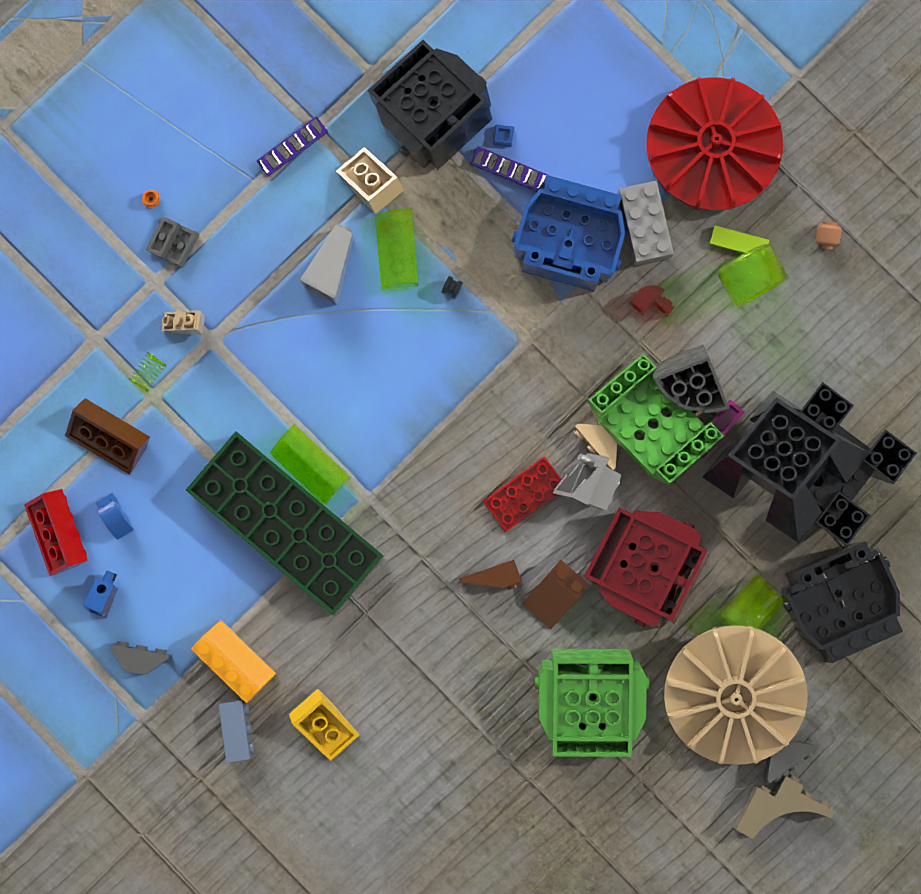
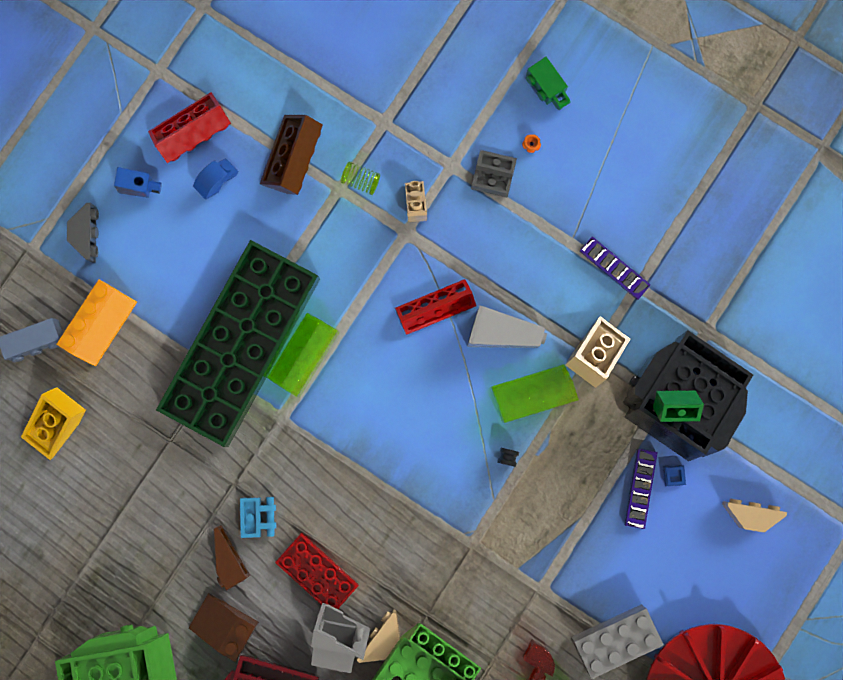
camera: 80 degrees right, 0 degrees up
(95, 169) = (548, 83): none -> green brick
(294, 324) = (436, 309): none -> red fence
(435, 114) = (678, 406): none -> green brick
(455, 545) = (251, 517): none -> dark azure plate
(546, 230) = (583, 593): blue piece -> none
(556, 71) = (753, 516): none -> tan slope

